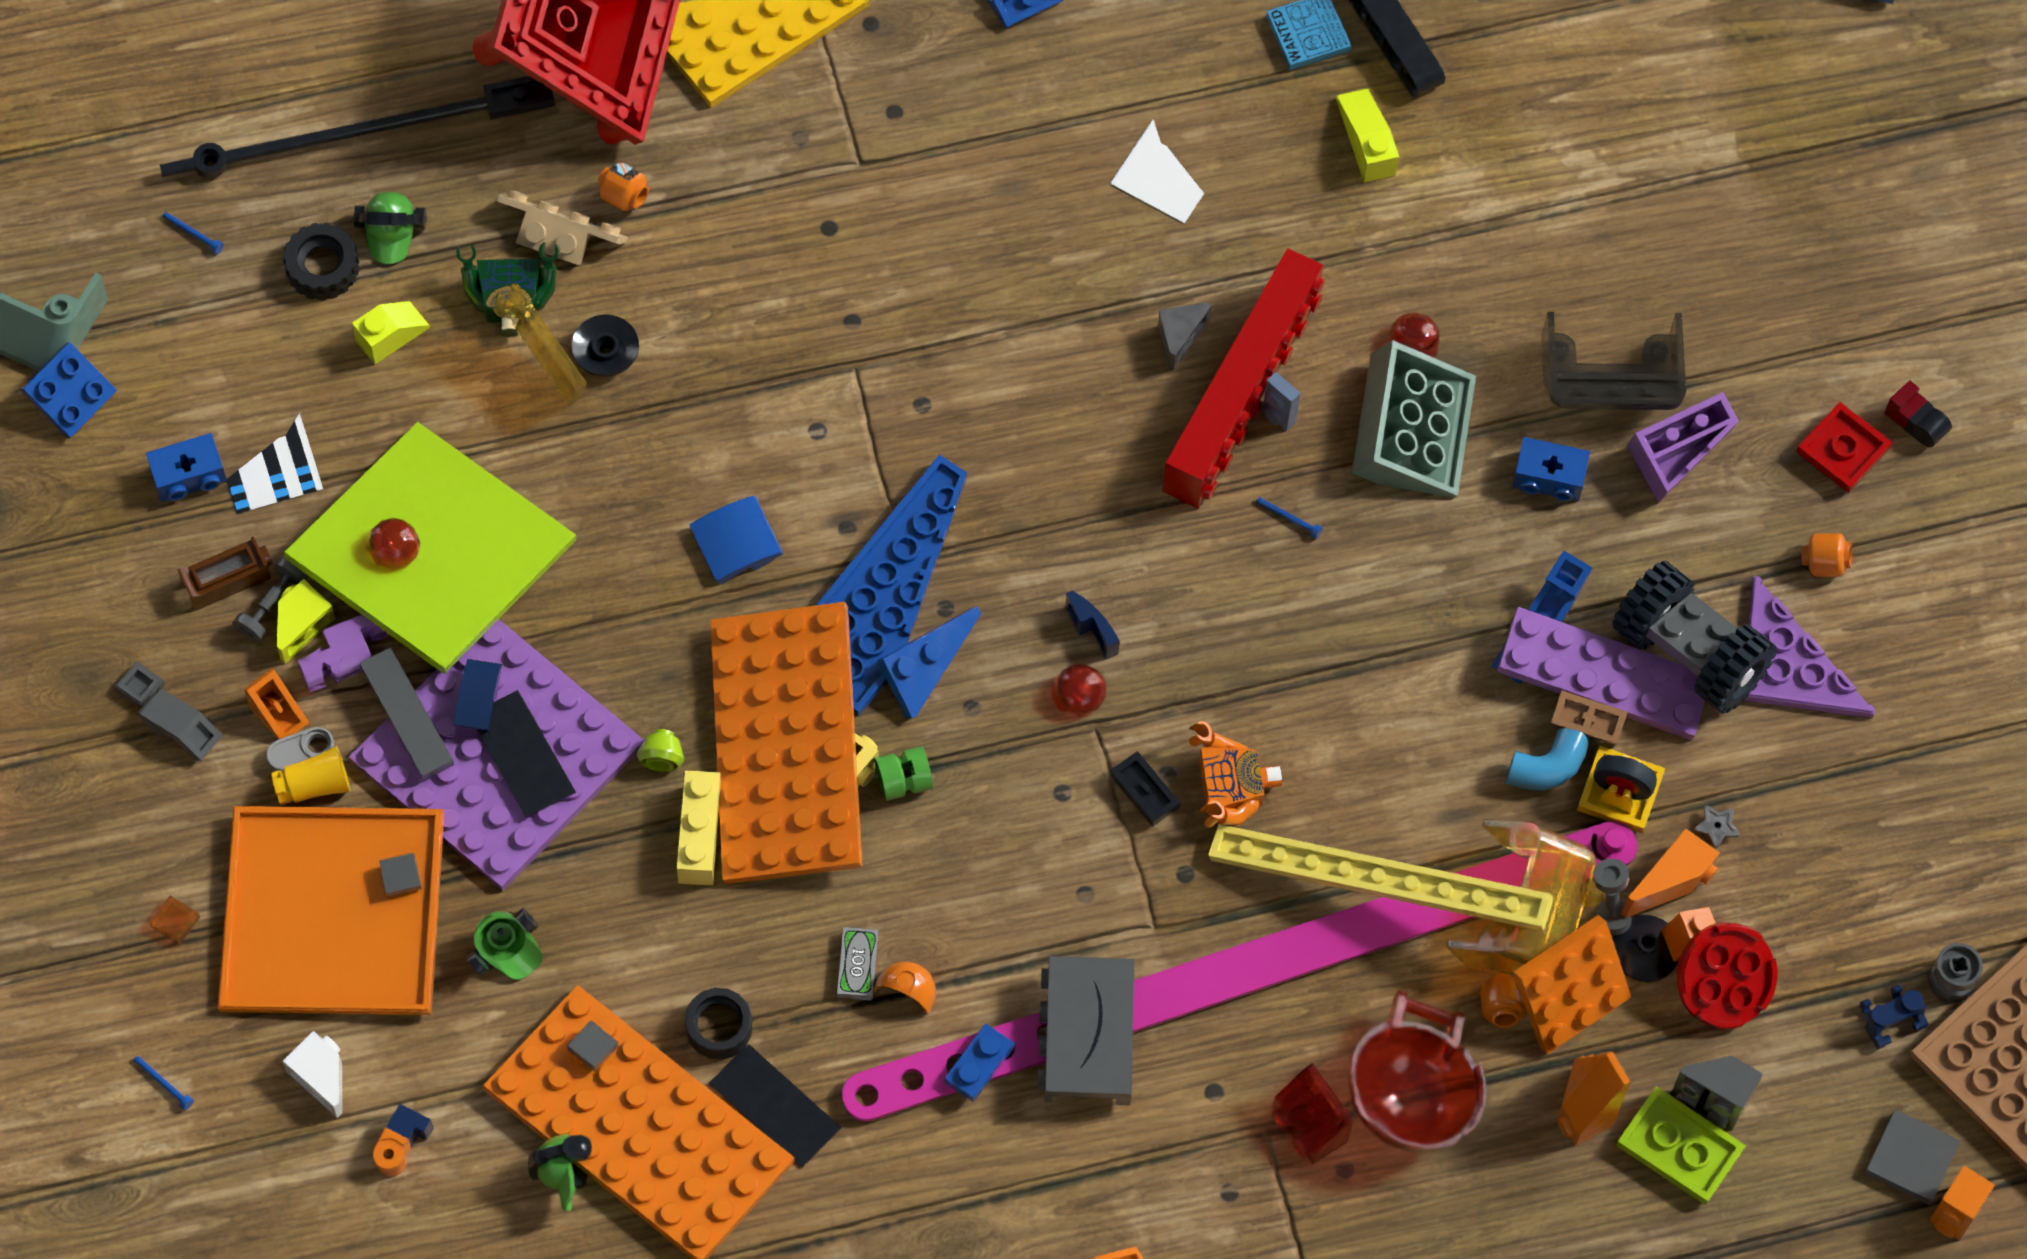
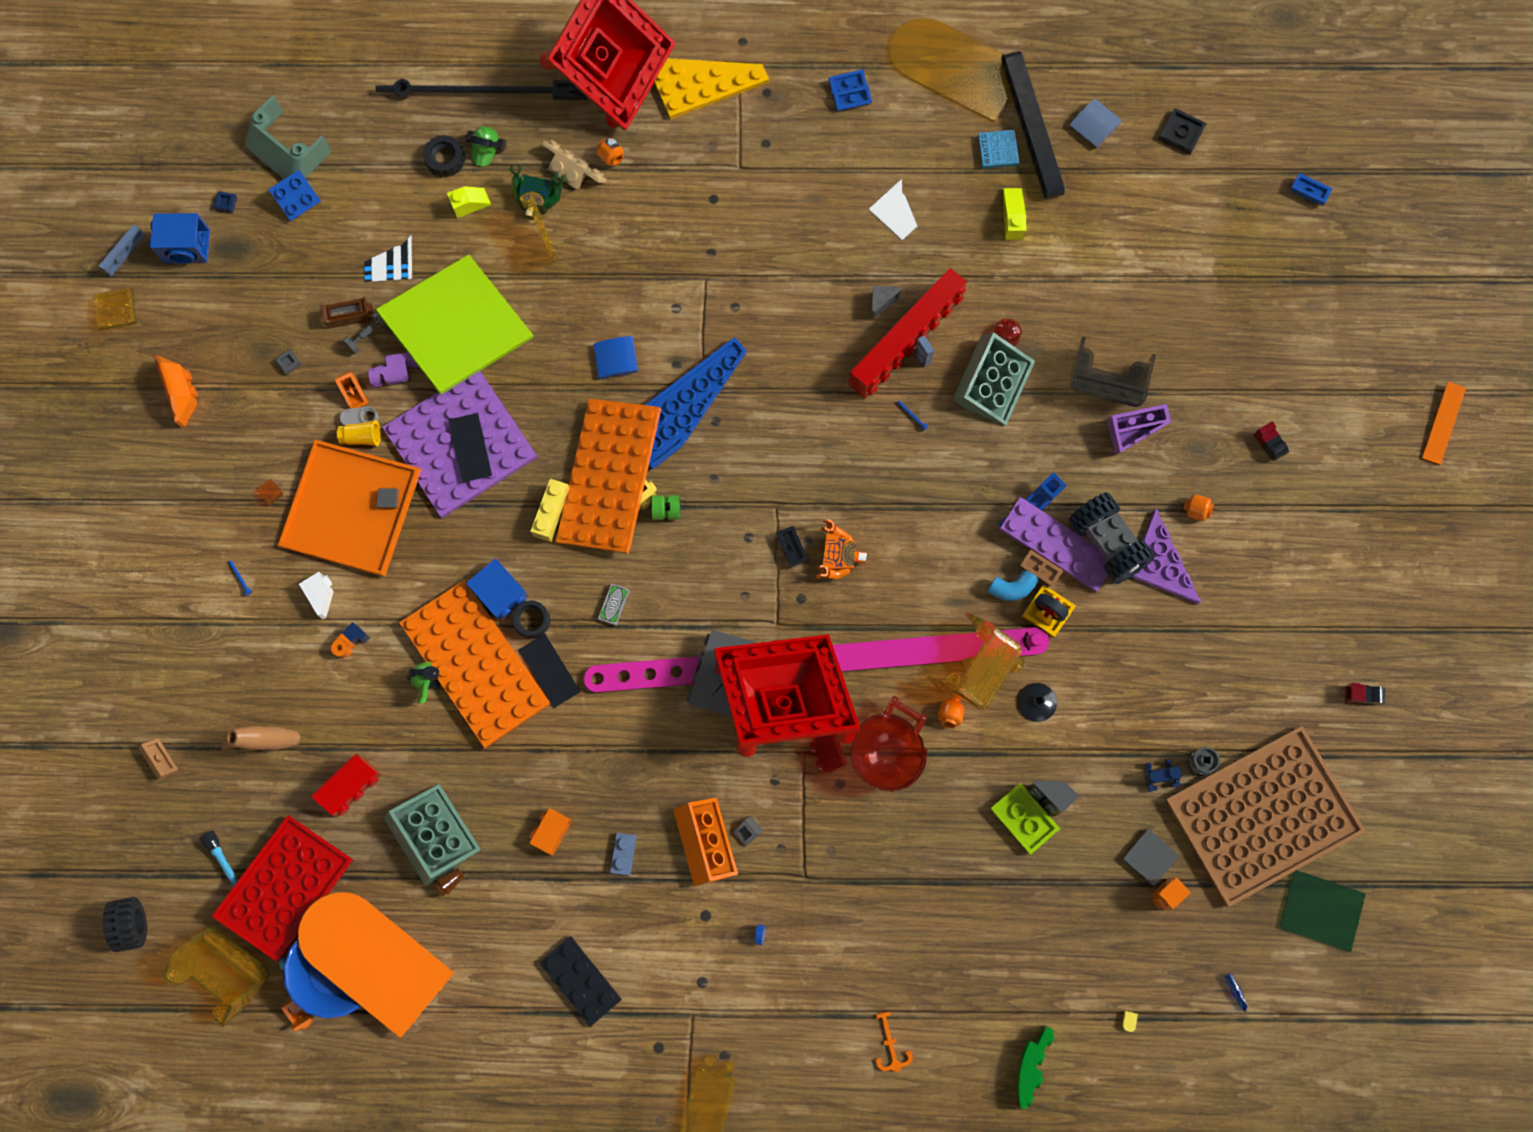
camera: 20 degrees right, 10 degrees up
(170, 462) = (343, 251): blue brick -> none
(183, 723) = (300, 388): dark grey slope -> none
(215, 246) = (393, 135): blue piece -> none
(300, 618) = (377, 346): neon yellow slope -> none
(393, 543) = (433, 318): clear red hair -> none
(406, 713) = (416, 411): dark grey tile -> none
(477, 694) = (454, 410): dark blue slope -> none
(506, 944) = (432, 549): bright green cap -> none
(592, 1046) = (460, 616): dark grey tile -> none
(601, 333) = (573, 229): black dish -> none
(643, 986) = (497, 589): none -> blue brick
(661, 751) = (543, 463): lime cone -> none
(911, 980) = (638, 623): orange helmet -> none
(919, 665) = (691, 449): blue wing -> none
(979, 1062) = (661, 676): blue plate -> none
(1079, 690) = (772, 483): clear red hair -> none
(1087, 619) = (788, 446): dark blue slope -> none
(1215, 1019) = (785, 692): none -> red piece
(1381, 877) = (903, 632): light yellow plate -> none
(1540, 456) = (1070, 423): blue brick -> none
(1572, 984) = (989, 716): orange plate -> none
(1592, 1096) = (981, 782): orange wedge -> none
(1611, 878) = (1026, 665): dark grey wheel -> none
(1674, 875) = (1064, 667): orange slope -> none
(1684, 927) = (1063, 702): orange brick -> none
(1714, 834) = (1095, 649): flat silver plate -> none
(1726, 975) = (1076, 731): red tile -> none
(1844, 447) = (1225, 449): red plate -> none

